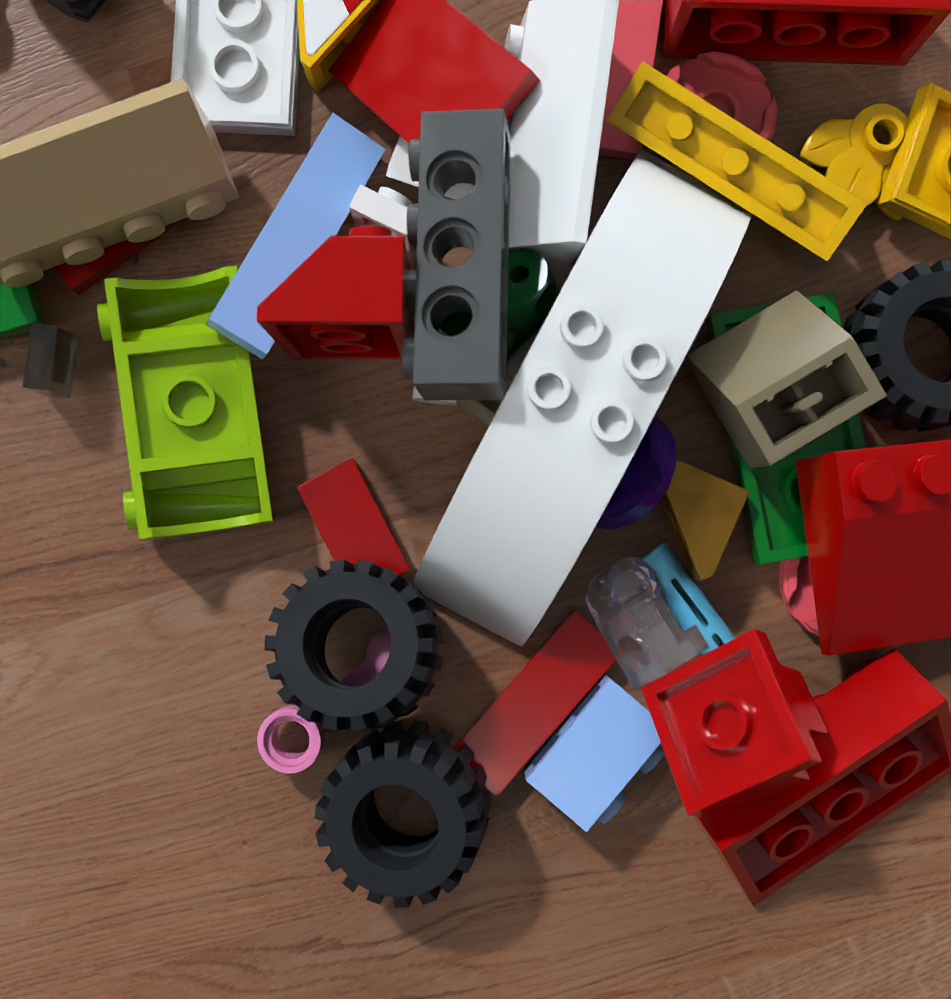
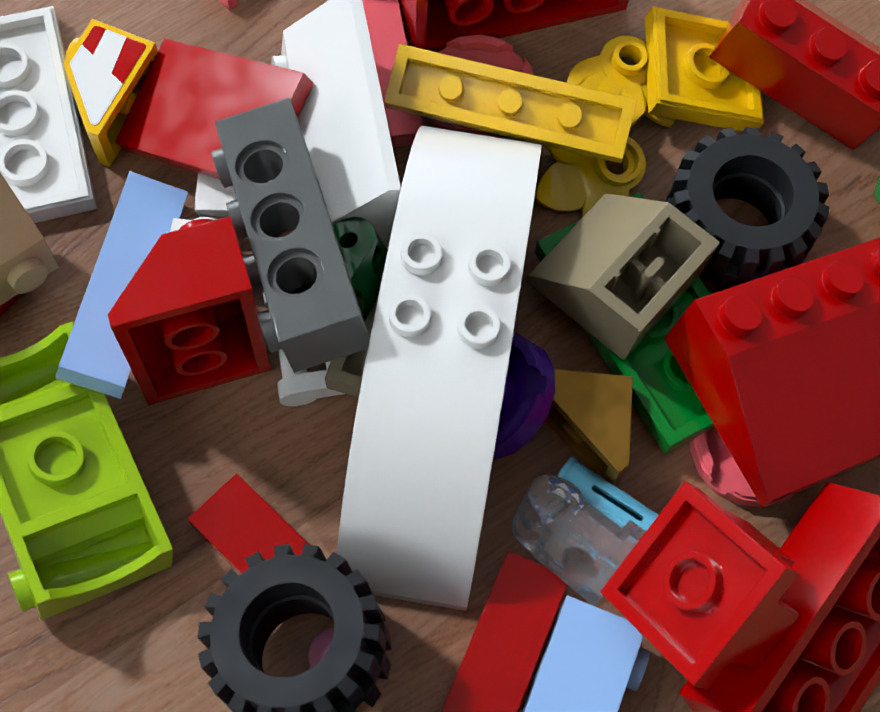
camera: 25 degrees left, 20 degrees down
(787, 266) = (583, 180): none -> yellow plate

